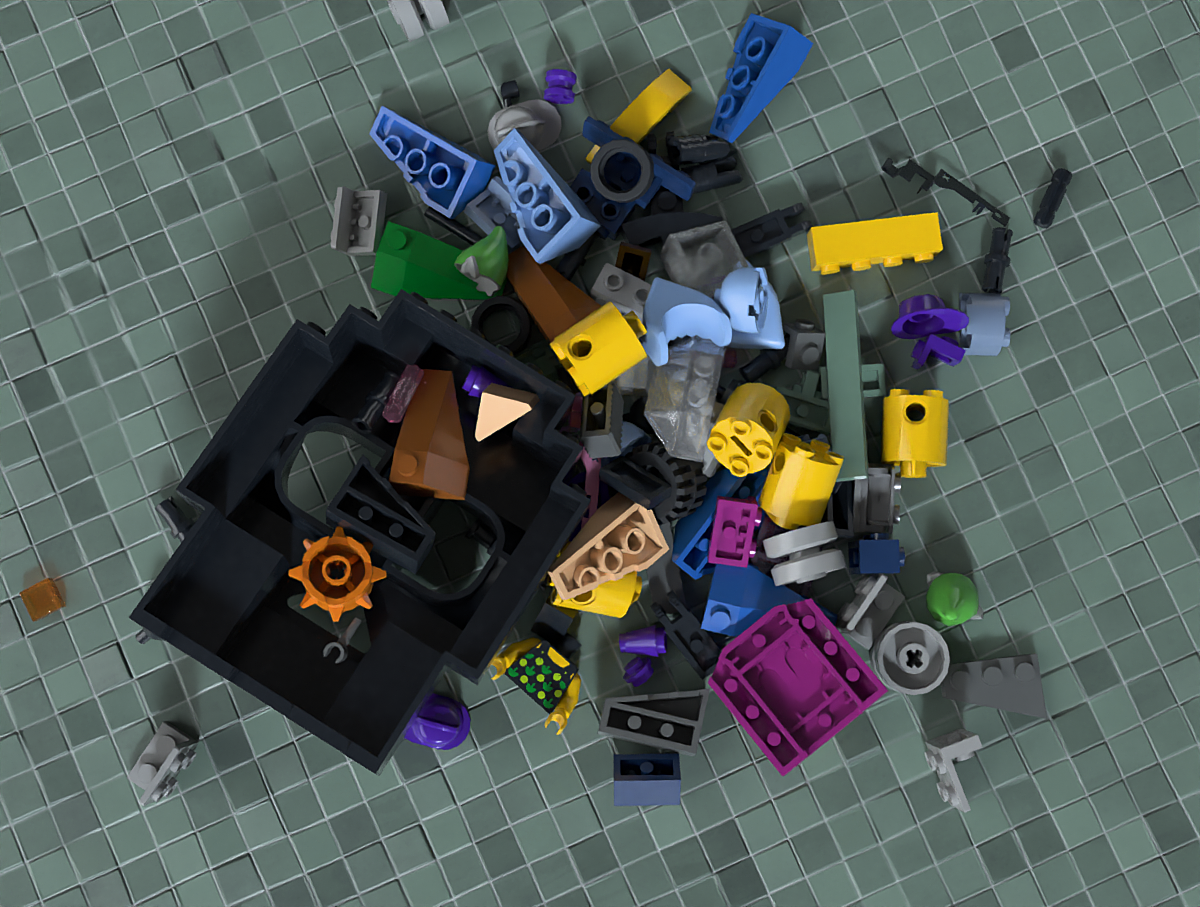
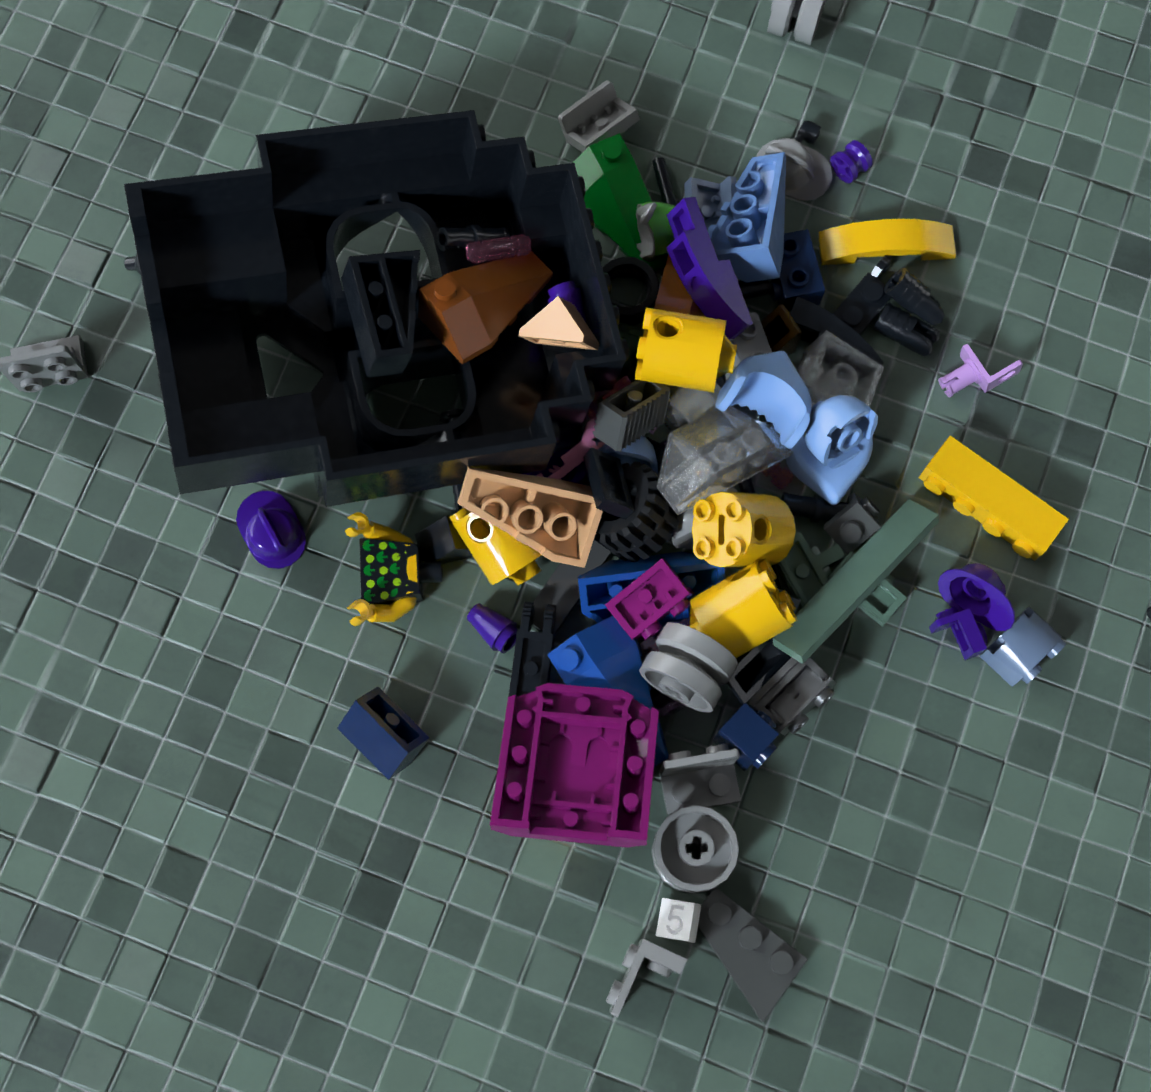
camera: 45 degrees right, 10 degrees down
(42, 599) = (92, 171): clear orange tile -> none
(338, 554) = (308, 315): orange brick -> none
(343, 641) = (258, 371): dark grey hand -> none
(437, 167) = (696, 131): blue wedge -> none
(559, 277) = (706, 279): none -> dark purple slope
(598, 164) = (833, 226): black tyre -> none
(624, 170) = (847, 263): dark blue bracket -> none
(638, 671) = (465, 645): dark purple plate -> none
(657, 720) = (439, 694): dark grey wedge -> none
(764, 63) = (1041, 284): blue wedge -> none
(769, 231) = (912, 412): black hinge -> none
(780, 166) = (973, 371): none -> lavender bracket
(911, 168) = (1081, 473): black piece -> none
(914, 443) = (880, 671): yellow cylinder -> none
(939, 708) = (678, 920): none -> white tile
(952, 598) = (779, 841): bright green hat -> none
(997, 260) = (1085, 608): black pin -> none

